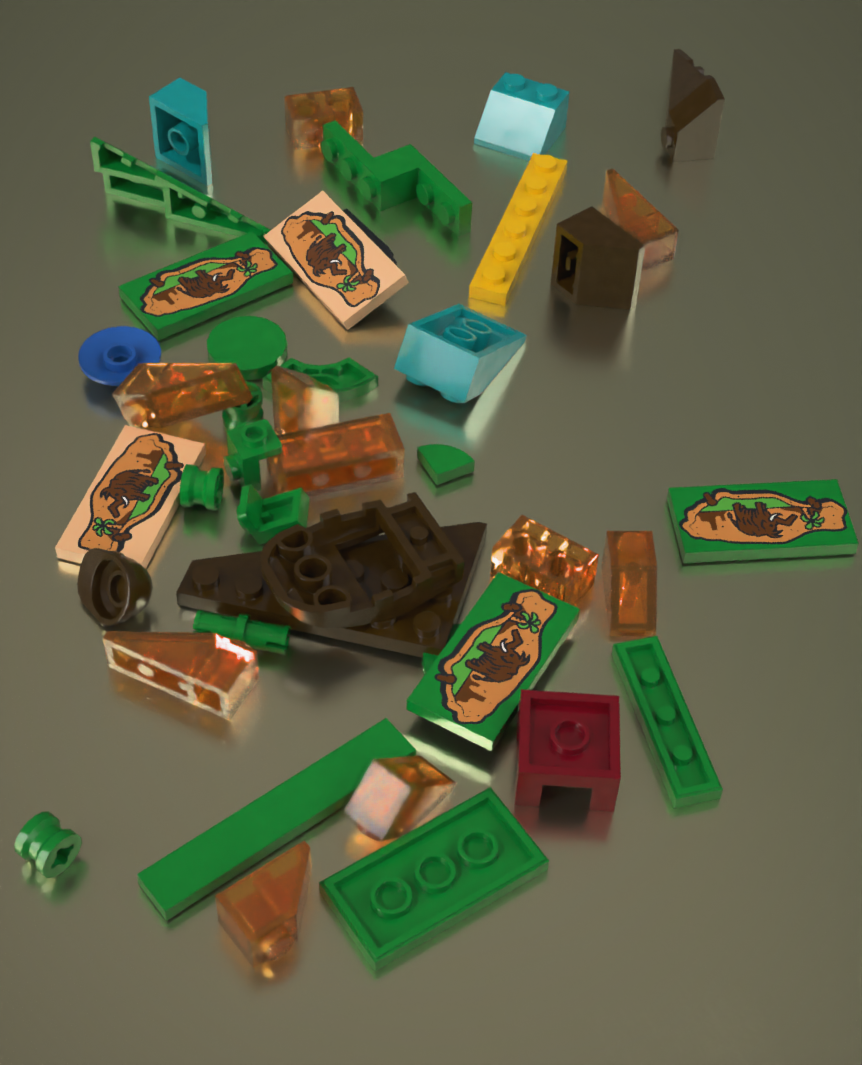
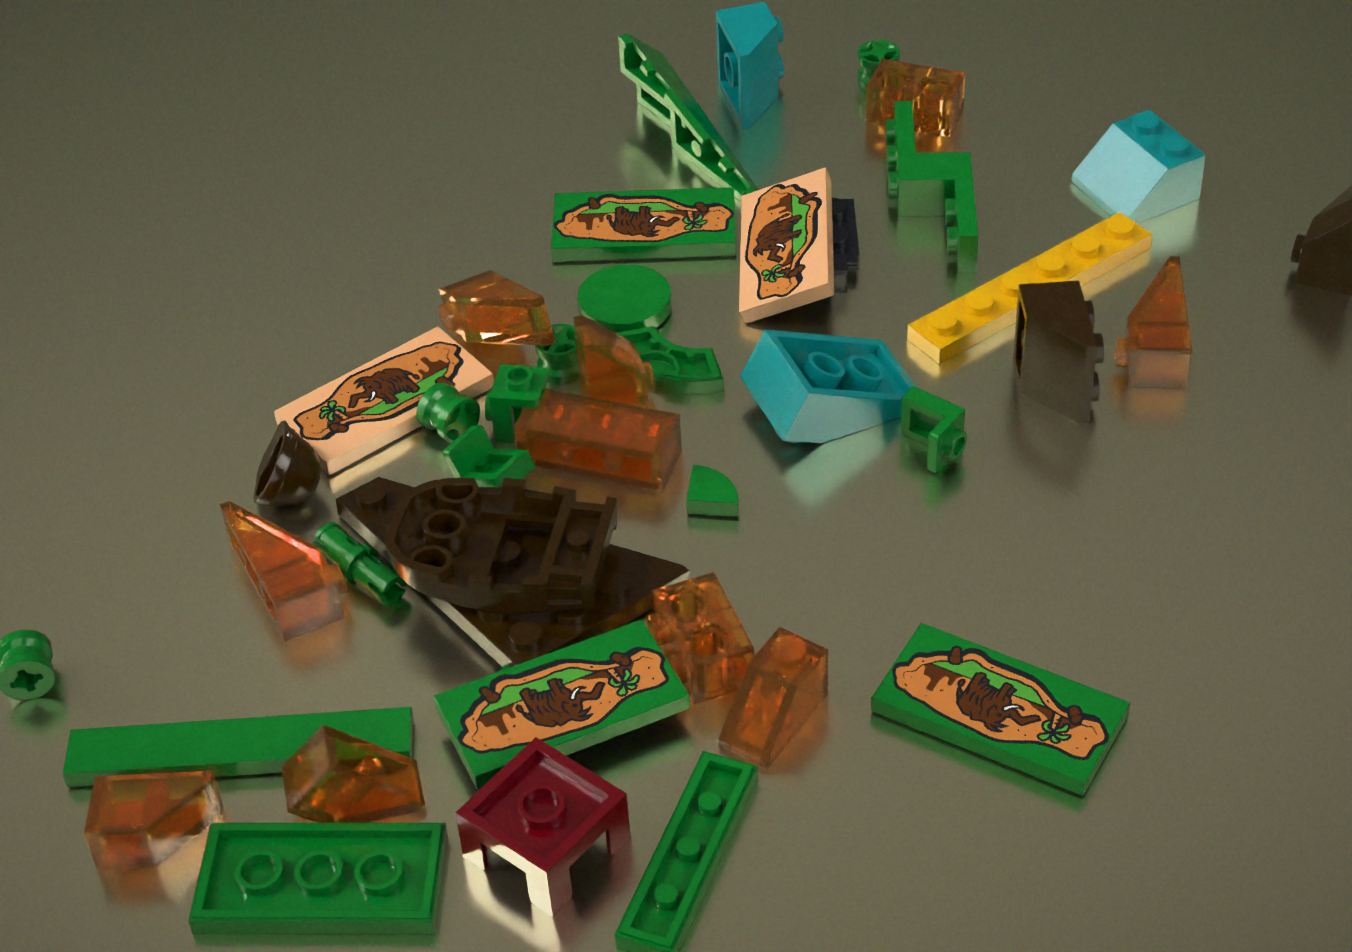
camera: 40 degrees right, 5 degrees down
(115, 352) = (491, 249): blue dish -> none
(271, 103) = (870, 56): none -> green wheel
(555, 348) = (935, 425): none -> green bracket

